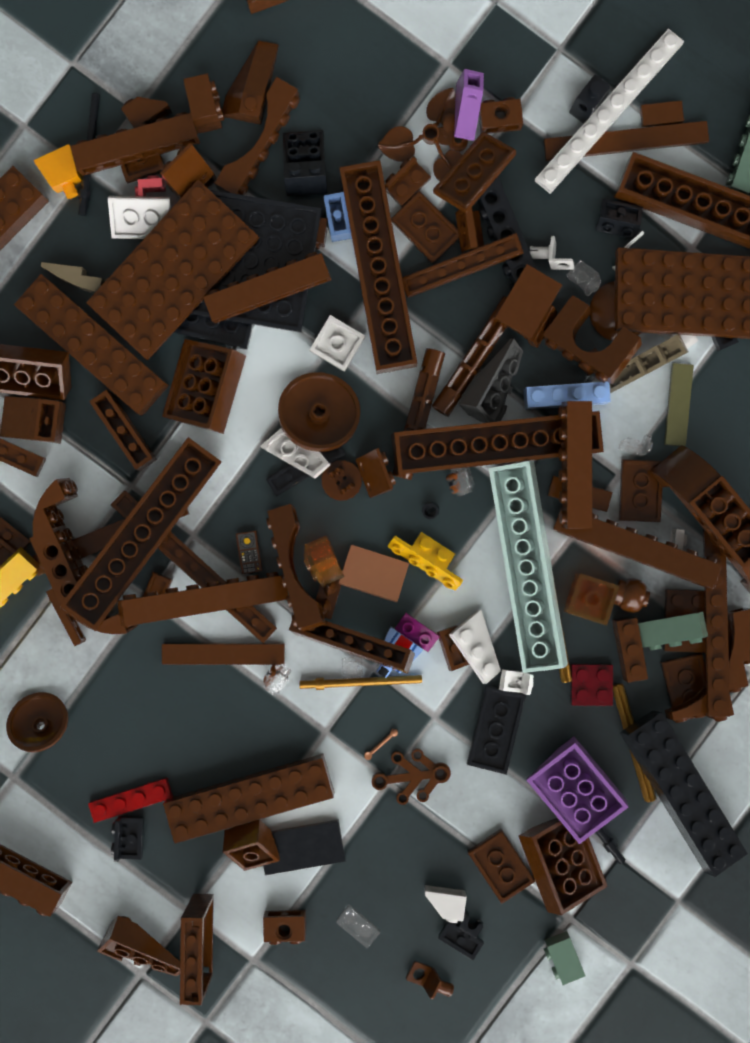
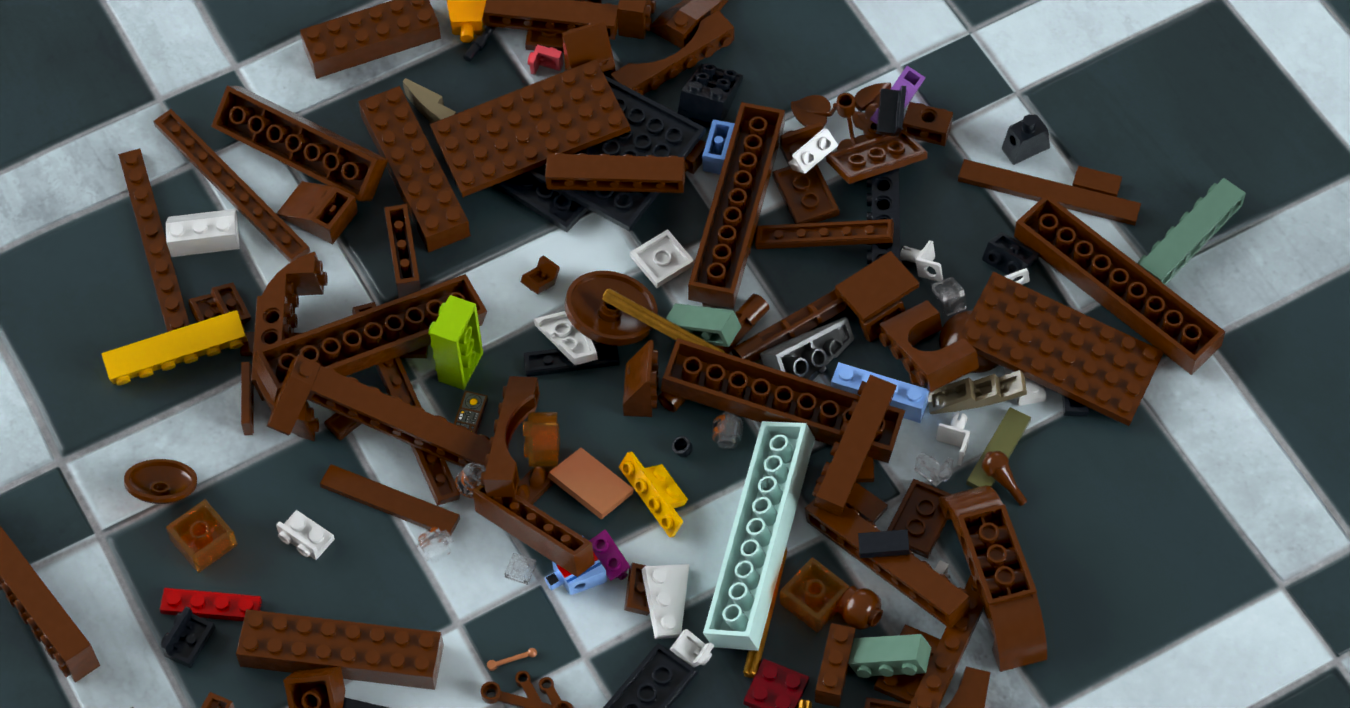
camera: 25 degrees right, 30 degrees down
(94, 753) = (201, 535): none -> clear orange brick
(111, 631) = (293, 394): none -> reddish brown slope
(136, 215) = (515, 71): white tile -> none
(172, 712) = (305, 535): none -> white bracket
(204, 385) = (507, 245): reddish brown slope -> none
(212, 509) = (456, 342): none -> lime brick
(247, 403) = (542, 276): none -> reddish brown bracket
(280, 614) = (469, 479): none -> clear head
(320, 683) = (478, 569): pearl gold bar -> none
(347, 488) = (602, 385): reddish brown plate -> none
(371, 414) = (653, 319): none -> pearl gold axle
(401, 397) = (708, 323): none -> sand green brick
(421, 191) = (813, 151): none -> white bracket
(469, 230) = (850, 204): reddish brown panel -> none
(471, 123) = (891, 111): none -> black panel
(609, 111) = (1040, 158): white plate -> none
(634, 543) = (883, 543): none -> black tile
(640, 406) = (955, 434): none -> white bracket
(688, 426) = (997, 466): none -> reddish brown piece

